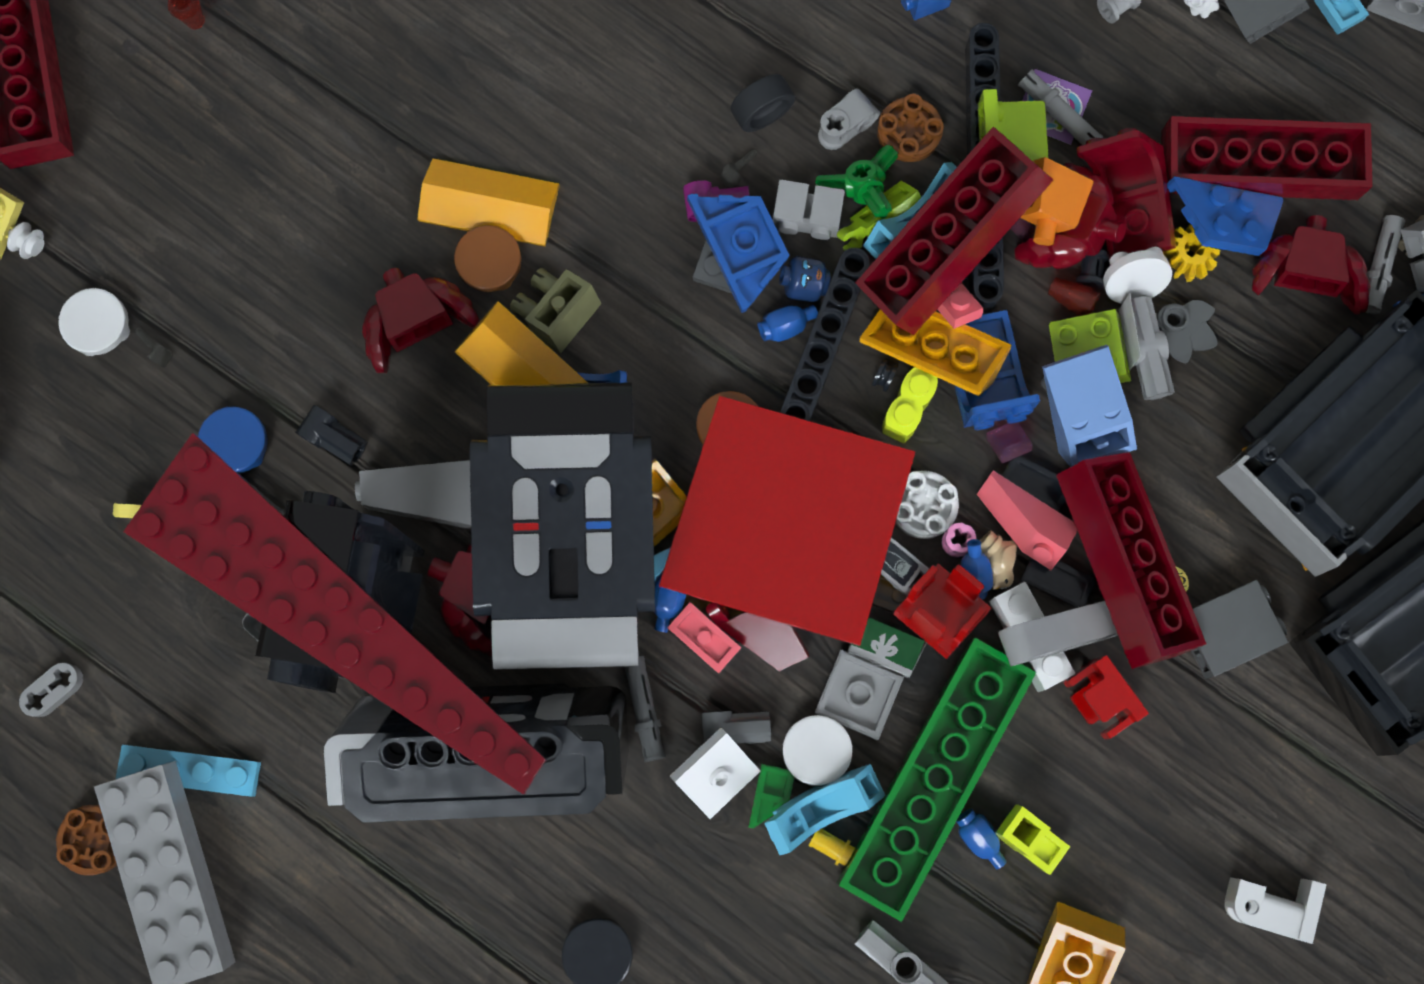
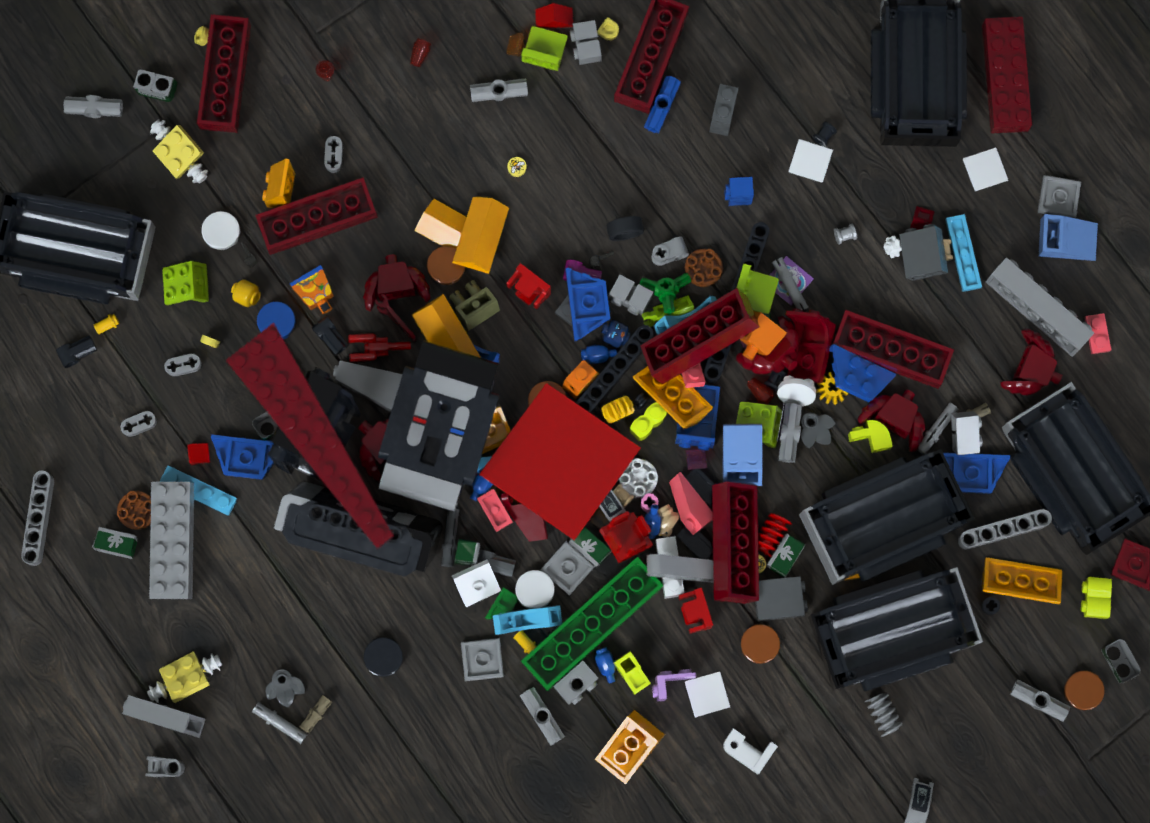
camera: 15 degrees right, 0 degrees up
(59, 425) = (185, 283): none -> lime bracket
(69, 910) = (115, 543): none -> dark green piece
(93, 559) = (184, 369): none -> light grey beam
(166, 411) = (245, 293): none -> yellow head
(168, 214) = (280, 184): none -> light orange slope
(168, 707) = (198, 453): none -> red slope
(239, 690) = (243, 456): none -> blue wing
(244, 246) = (316, 216): none -> dark red brick
(251, 138) = (338, 154): none -> light grey beam
(280, 368) = (314, 290): none -> torso
(410, 430) = (374, 347): none -> red plant
(421, 365) = (388, 311): none -> dark red flag
(529, 189) = (481, 234): none -> light orange slope
(551, 65) = (516, 166): none -> tile
(638, 245) = (529, 286): none -> red panel
(682, 726) = (467, 552): none -> dark green piece
(768, 900) = (482, 659): none -> light grey tile
(773, 372) = (580, 379): none -> orange torso
(853, 401) = (618, 409): none -> yellow gear
(911, 541) = (622, 495): none -> tan bush
(964, 880) = (582, 673): none -> light grey brick
(1090, 847) = (659, 687): none -> lavender bracket
(1167, 831) = (707, 694): none -> white sticker
(1179, 520) = (771, 533): none -> red piece
(1216, 553) = (785, 555): none -> dark green piece
(1227, 716) = (760, 644): none -> dark orange tile
(1289, 303) = (877, 434): none -> neon yellow brick

